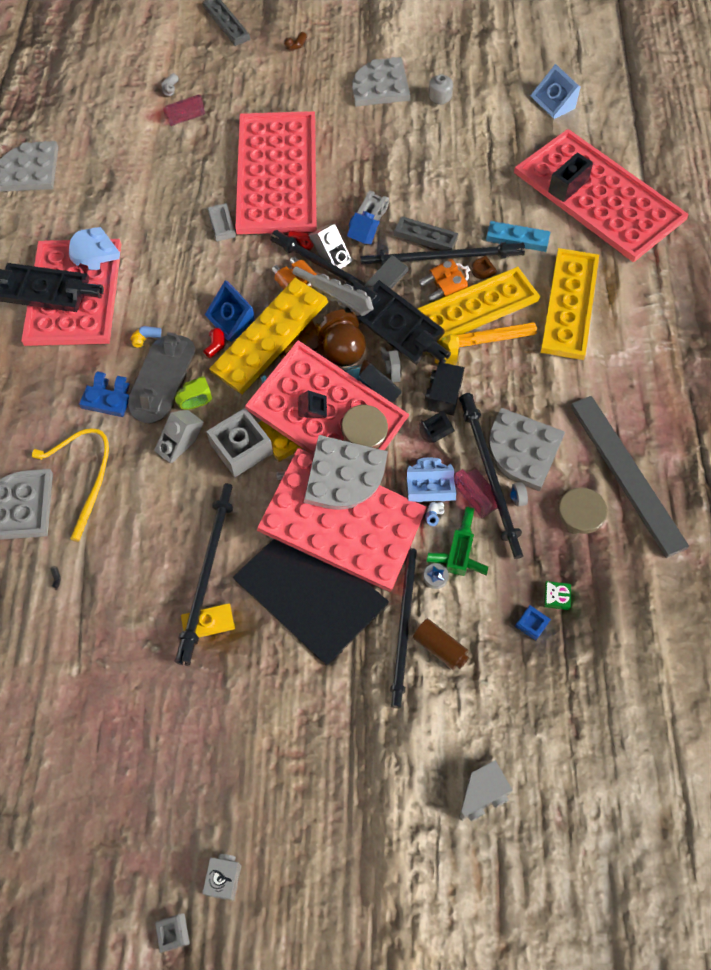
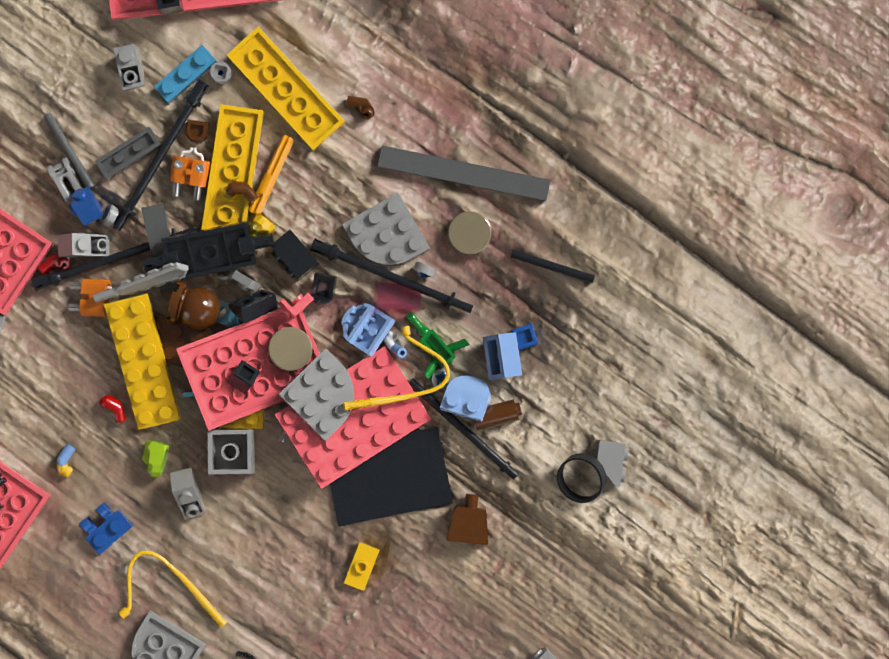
camera: 55 degrees left, 25 degrees up
(160, 378) = (116, 471): flat silver piece -> none
(189, 638) = (367, 588): black bar -> none
(230, 312) = (95, 379): blue slope -> none
(318, 690) = (469, 522): none -> reddish brown torso
(368, 249) = (110, 215): none -> light grey tile
(371, 519) = (391, 399): none -> yellow piece
(394, 202) = (69, 150): none -> dark grey bar
(405, 412) = (299, 303): none -> coral bracket
(421, 759) = (570, 494): none -> black tyre
(436, 604) = (467, 397): none -> light blue slope
(468, 317) = (241, 188): none -> reddish brown arm
(493, 193) = (129, 67): none -> light grey slope
(500, 609) = (502, 356): none -> medium blue brick
(540, 254) = (220, 72): none -> light grey tile
(557, 595) = (518, 303): tile -> none
(609, 362) = (363, 106): none -> reddish brown arm
(617, 604) = (552, 266): none -> black bar

